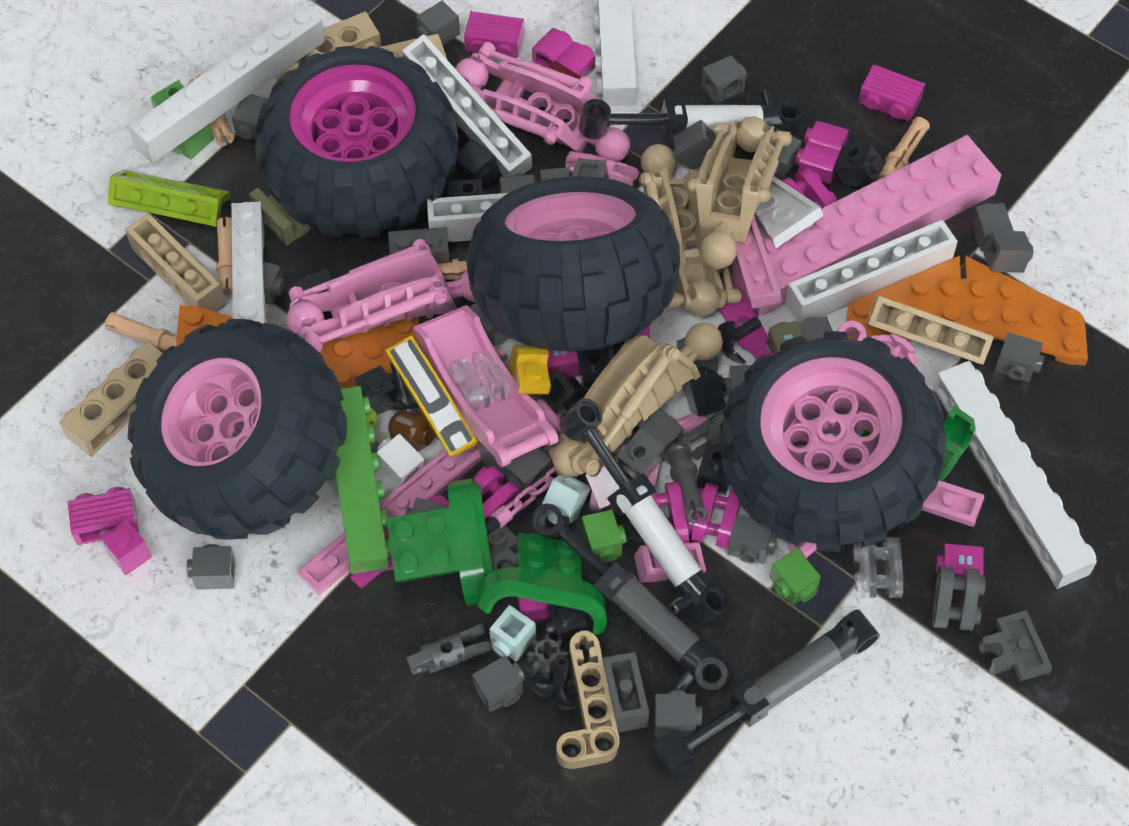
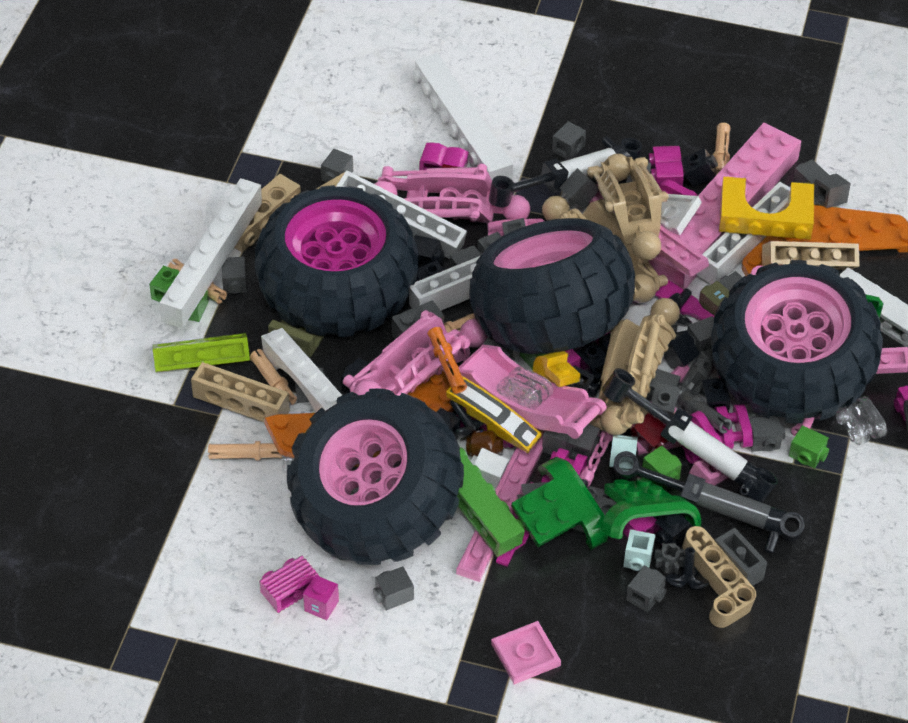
camera: 25 degrees left, 10 degrees down
(112, 413) = (250, 501): tan brick -> none
(319, 706) = (526, 652): none -> bright pink tile
(403, 300) = (437, 338): none -> orange pin
(433, 655) = (598, 581): dark grey hinge -> none
(502, 31) = (375, 158): dark pink brick -> none
(676, 712) = (782, 562): dark grey brick -> none
(755, 698) = (827, 531): piece -> none
(891, 93) = (692, 113): dark pink brick -> none
(922, 279) = (740, 217): none -> yellow arch
(1020, 357) = (876, 256): dark grey brick -> none

